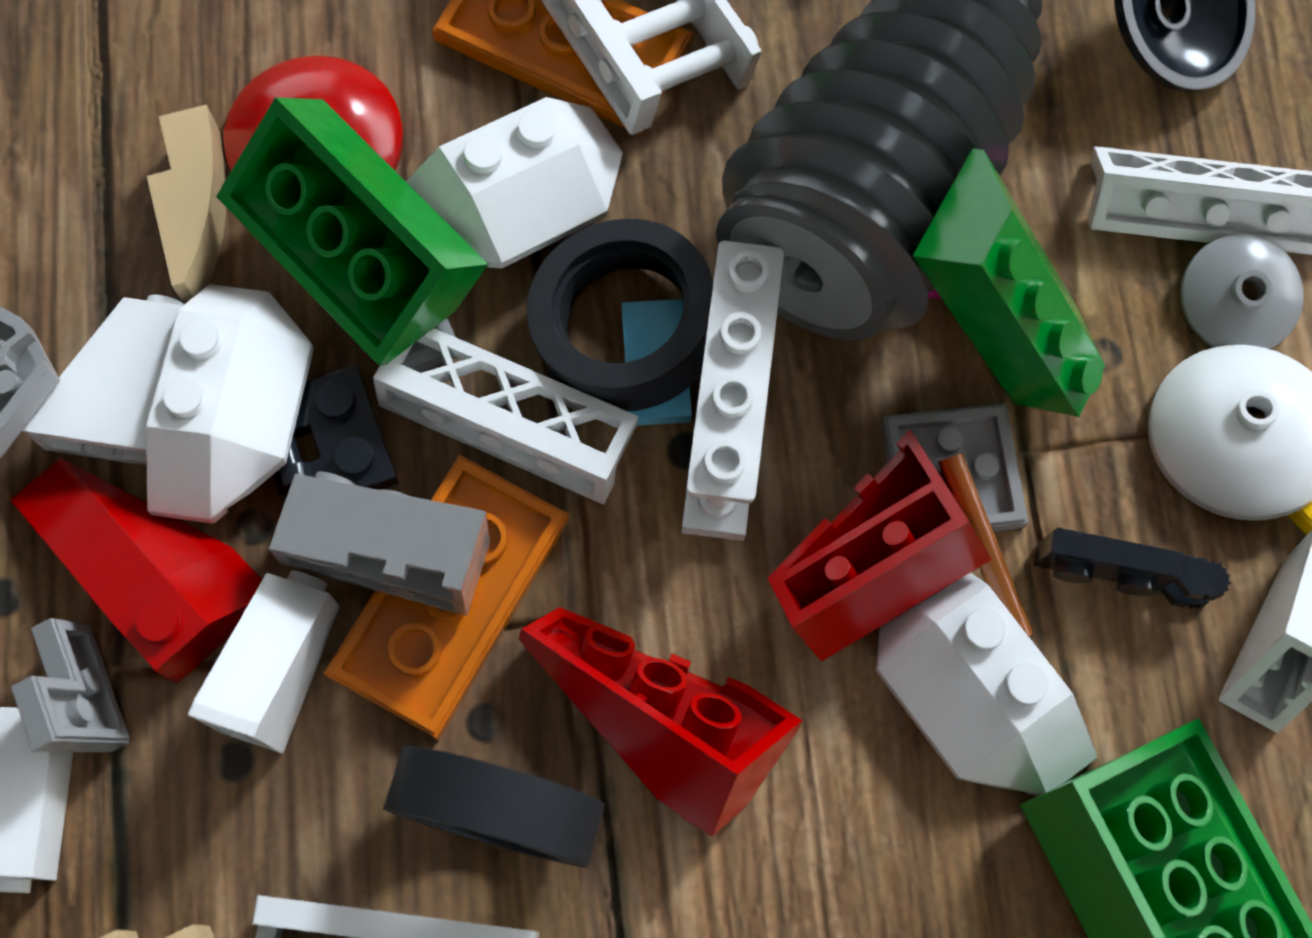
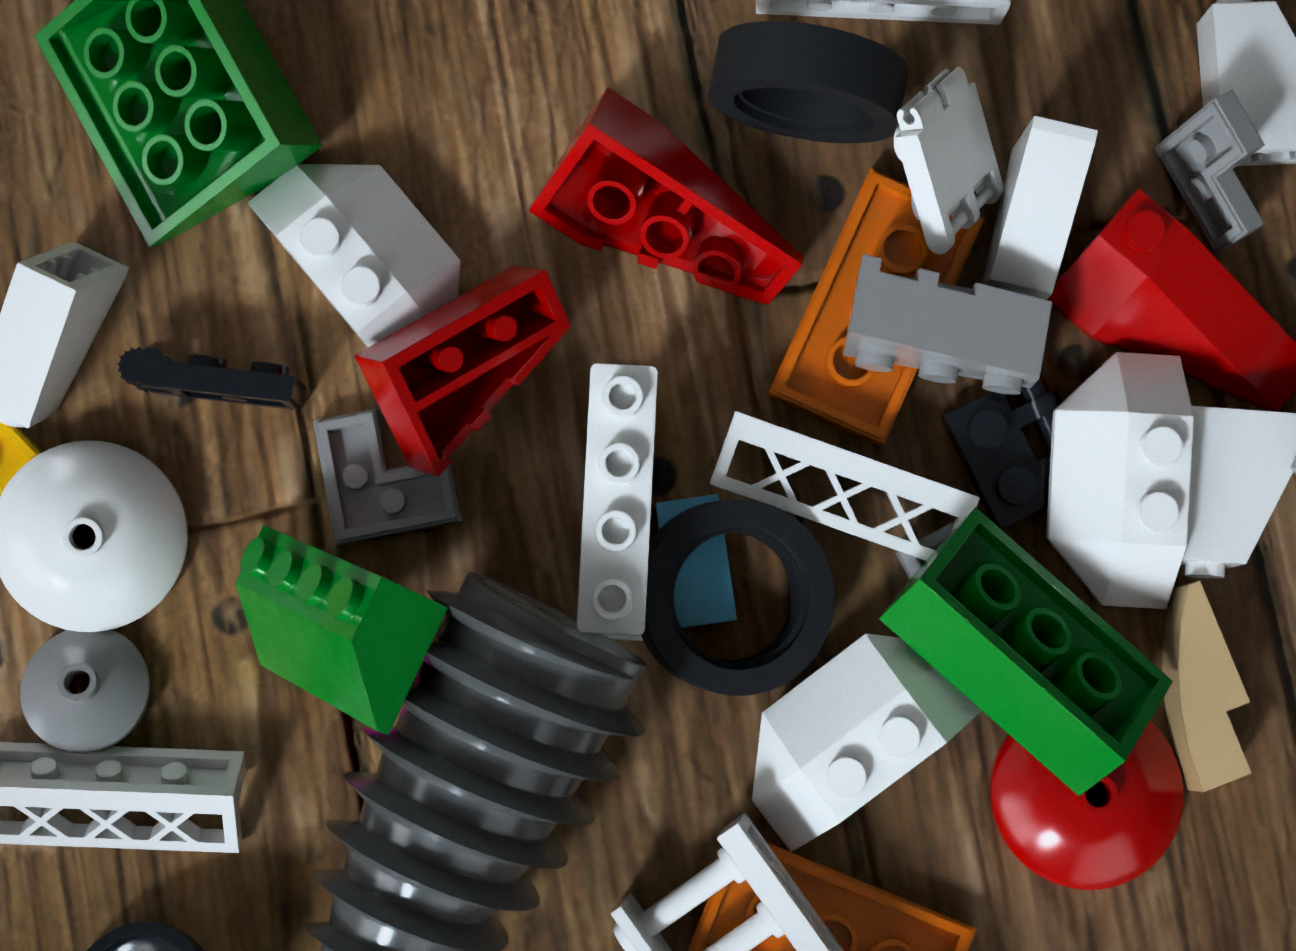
camera: 175 degrees right, 10 degrees up
(354, 720) = (947, 157): none -> white plate
(995, 571) = (357, 389): dark orange bar -> none

